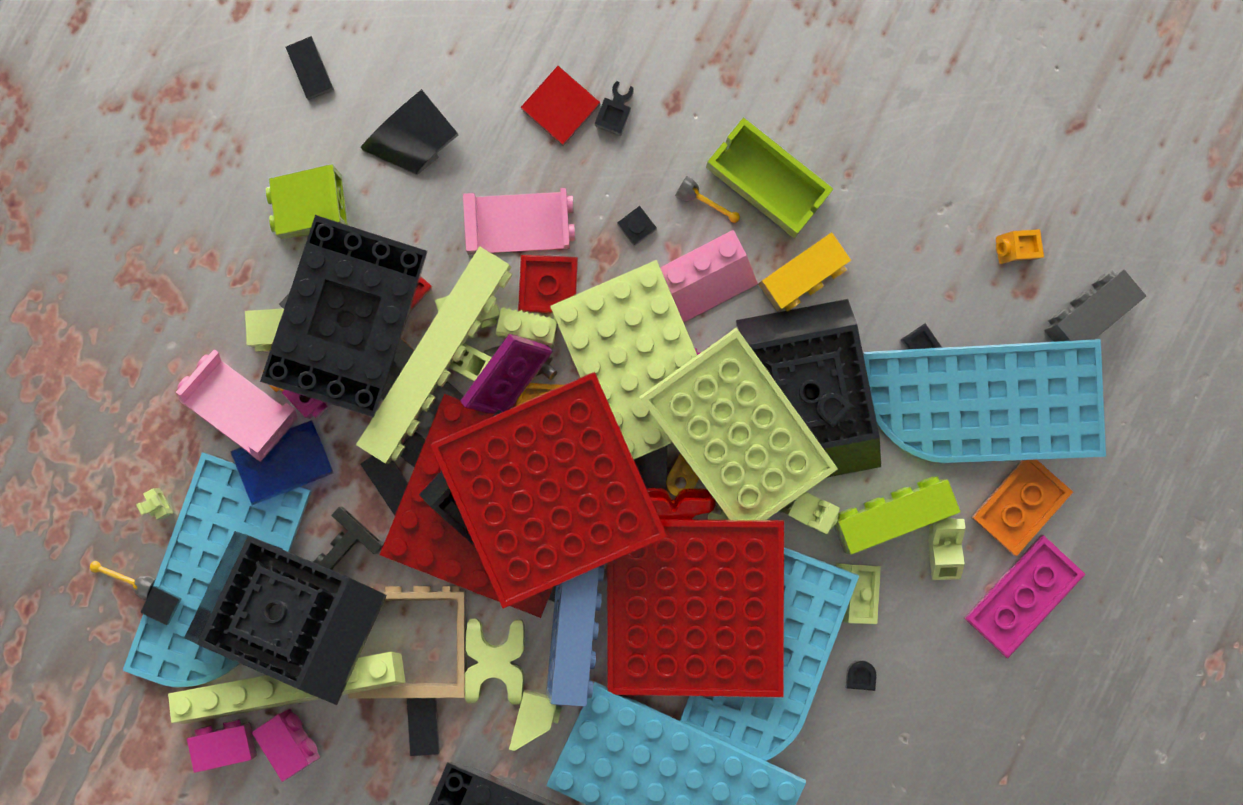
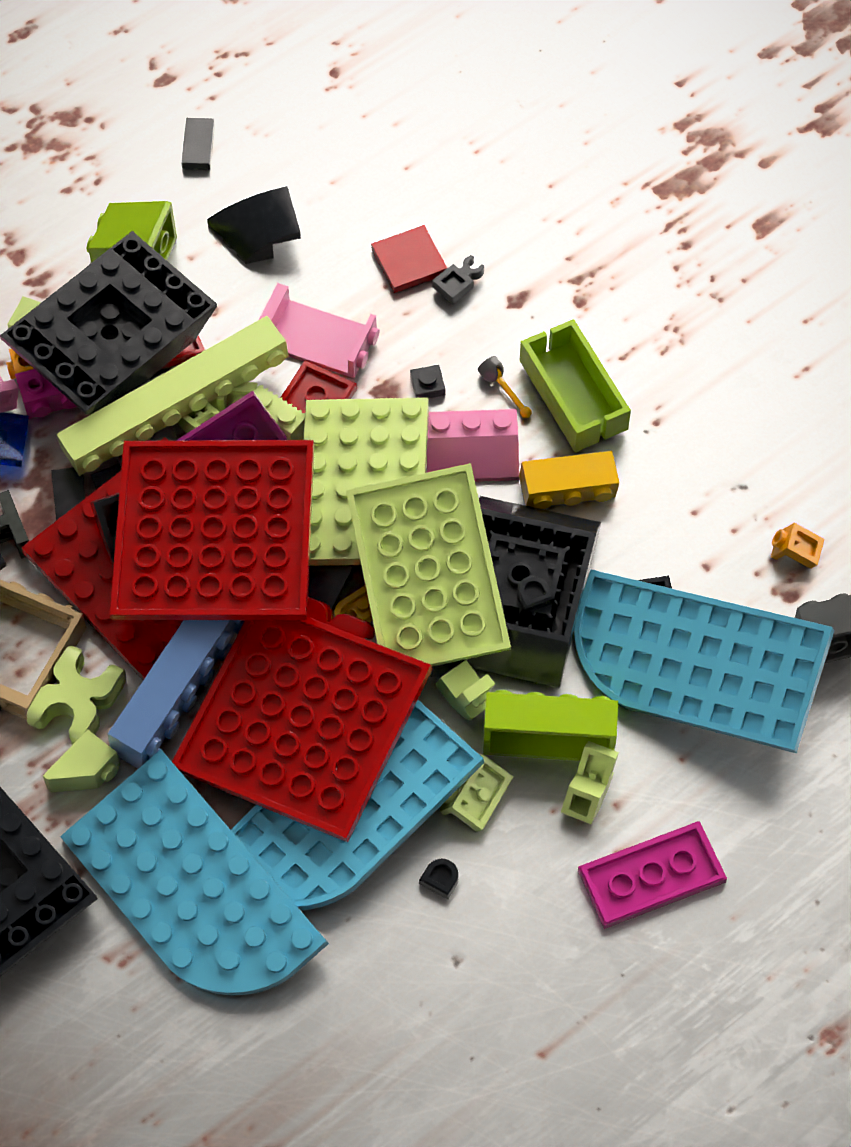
camera: 25 degrees right, 25 degrees down
(1022, 505) = (689, 781): orange plate -> none

